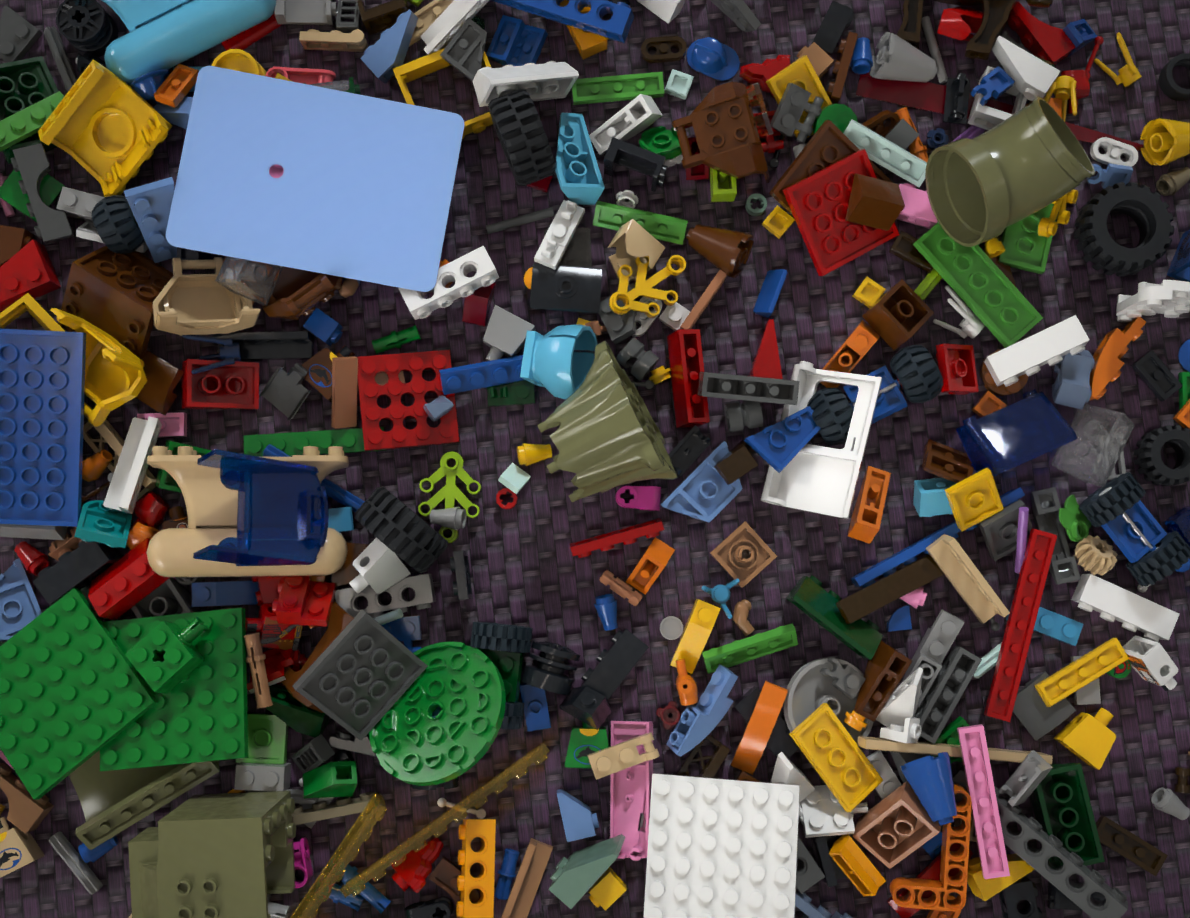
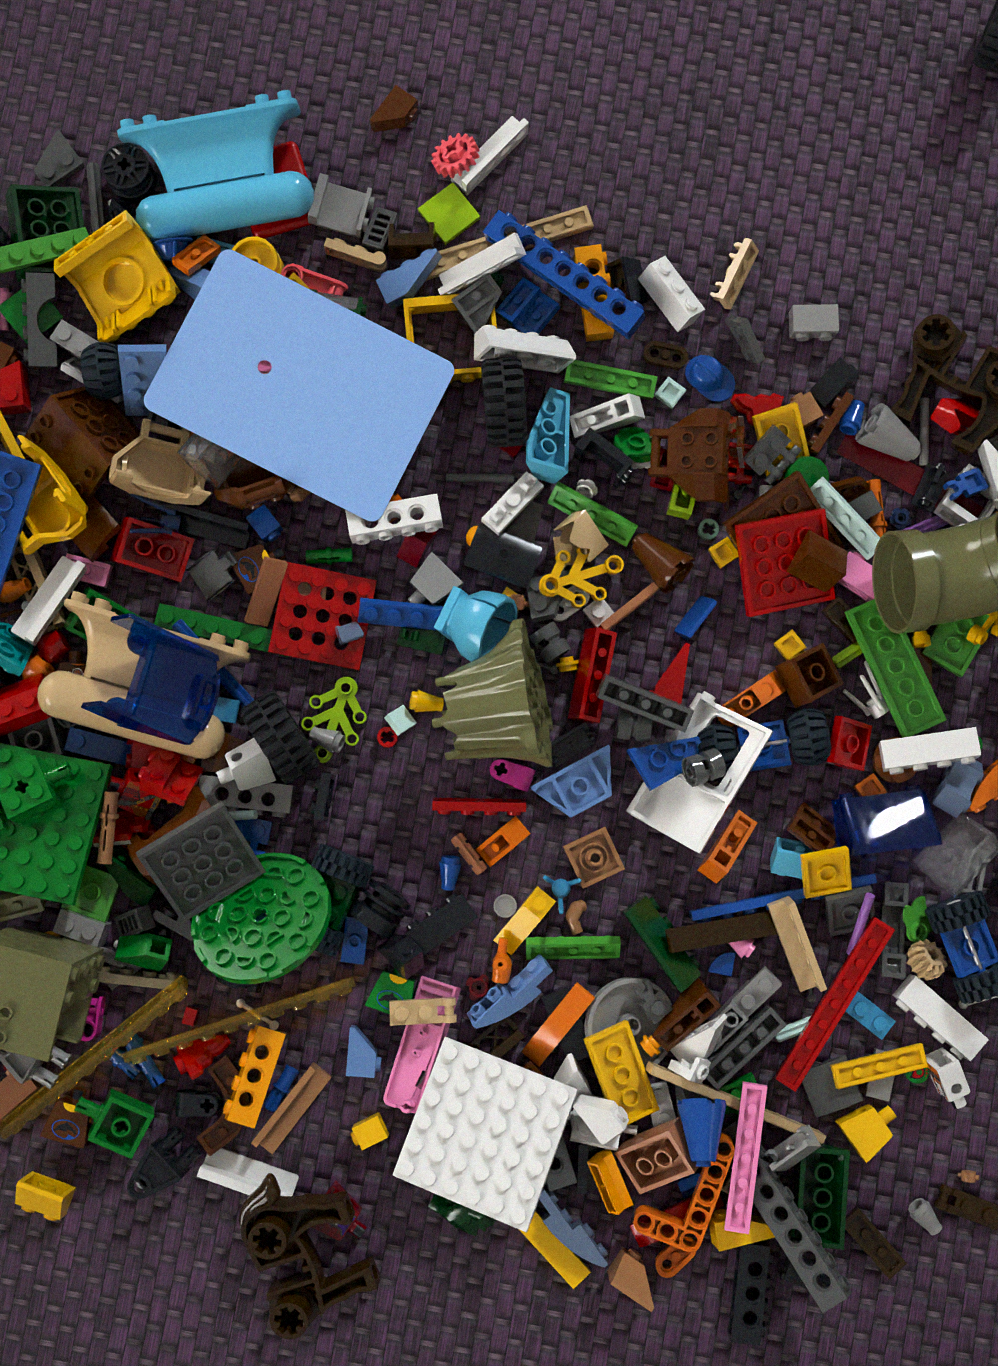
camera: 15 degrees right, 0 degrees up
(396, 830) = (190, 1015): none -> red piece
(582, 869) = (352, 1105): sand green slope -> none
(737, 462) = (614, 769): dark brown slope -> none
(824, 433) = (703, 767): none -> dark grey wheel
(831, 805) = (601, 1116): none -> white slope

